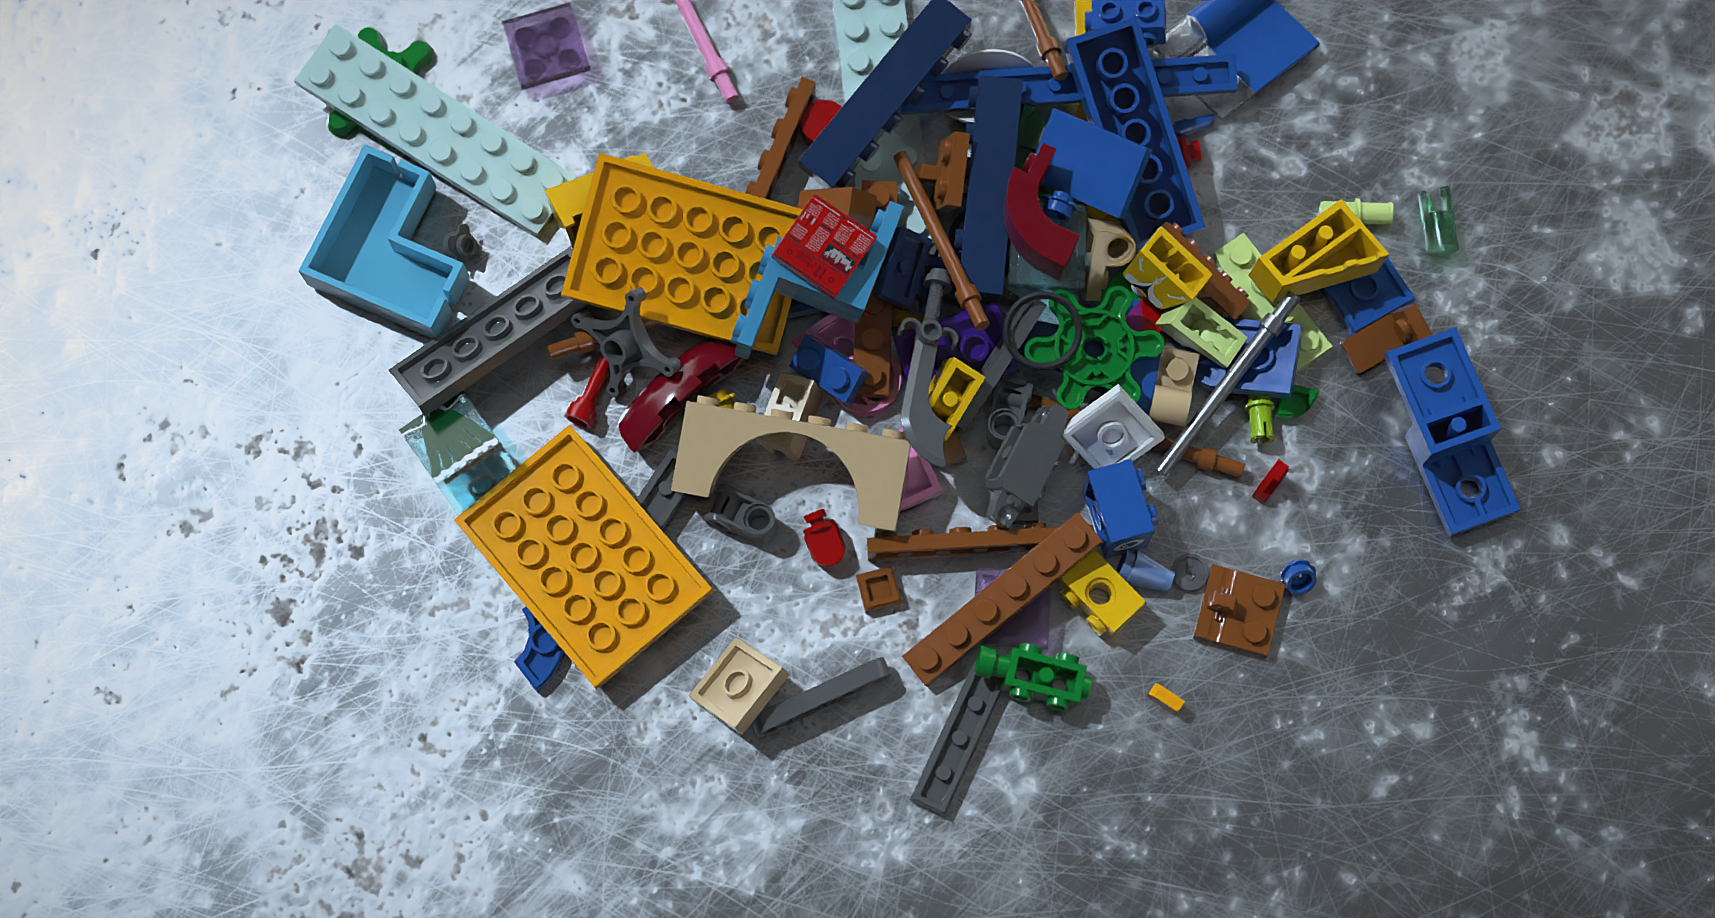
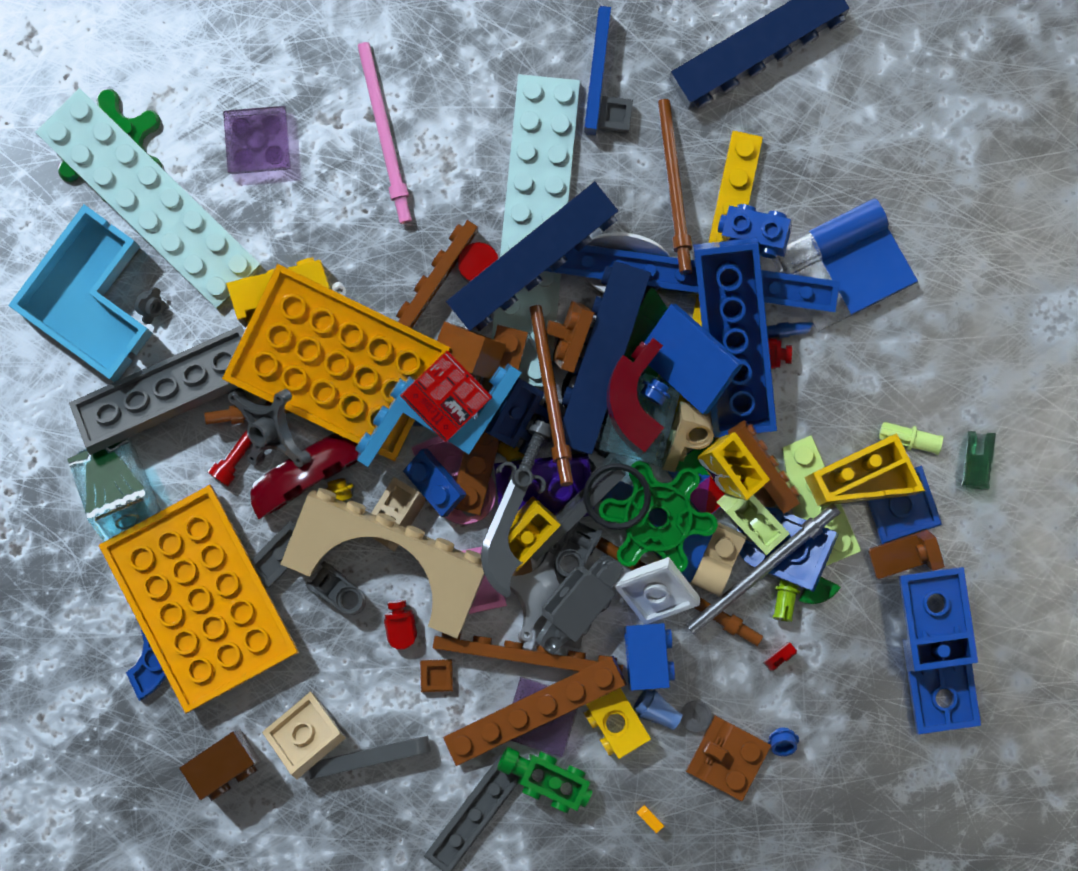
camera: 10 degrees right, 10 degrees up
(649, 738) = (220, 764): none -> reddish brown brick
(969, 465) = (534, 591): none -> light grey piece

